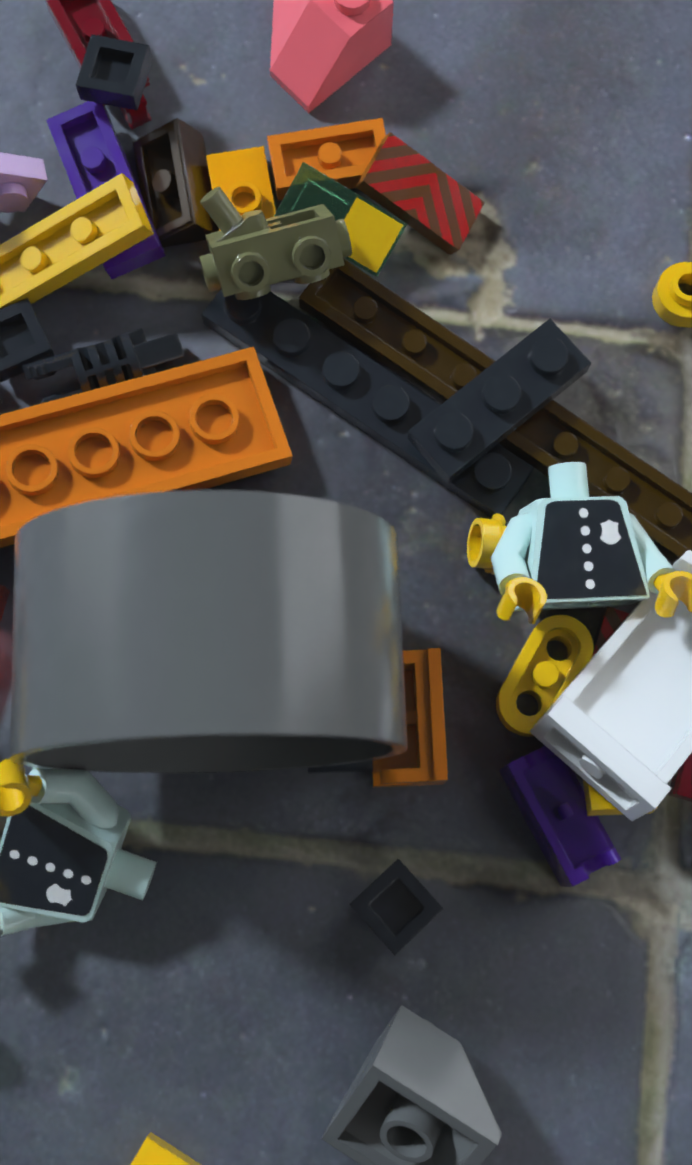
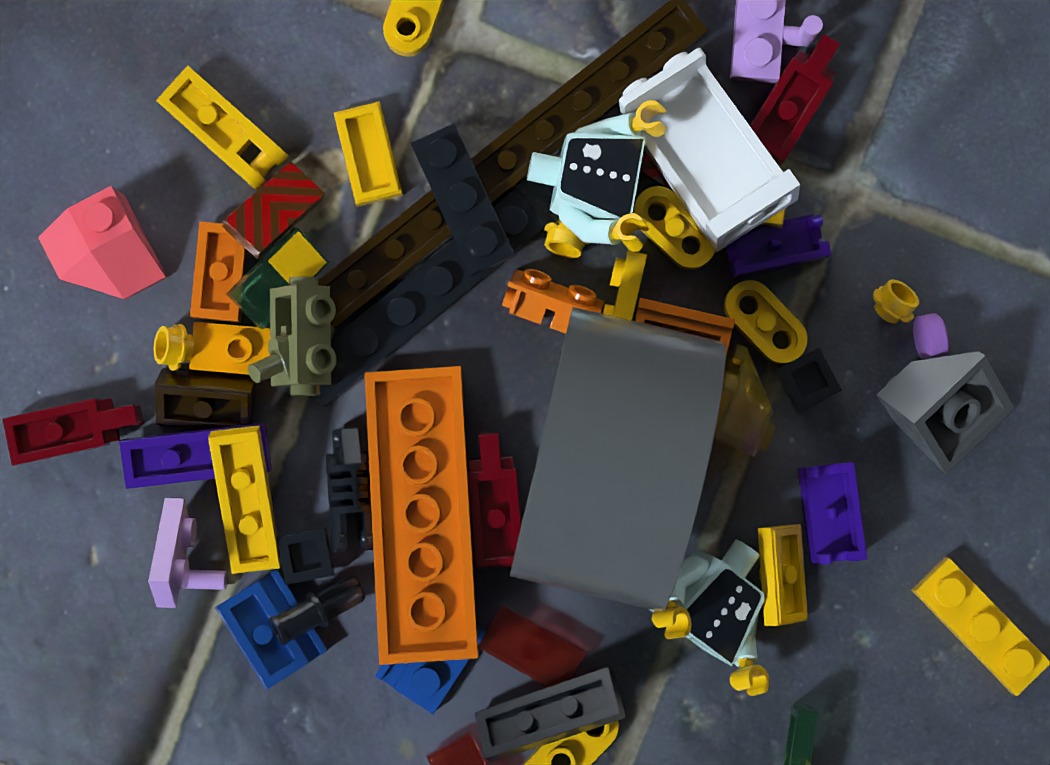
camera: 70 degrees left, 10 degrees up
(114, 72) = (109, 423): black plate -> none
(125, 941) = (782, 574): none -> yellow plate
(225, 988) = (832, 513): none -> dark purple hinge
(227, 131) = (173, 346): none -> yellow plate
(330, 818) = (743, 407): none -> clear yellow slope
(416, 523) = (538, 293): none -> orange hinge
(456, 828) = (768, 318): none -> yellow plate
(460, 633) = (627, 277): none -> yellow plate
(501, 116) = (220, 126): none -> yellow plate
(503, 1062) = (930, 336): none -> medium lavender tile
(521, 289) = (368, 154): none -> yellow tile
(535, 999) = (895, 302): none -> yellow plate

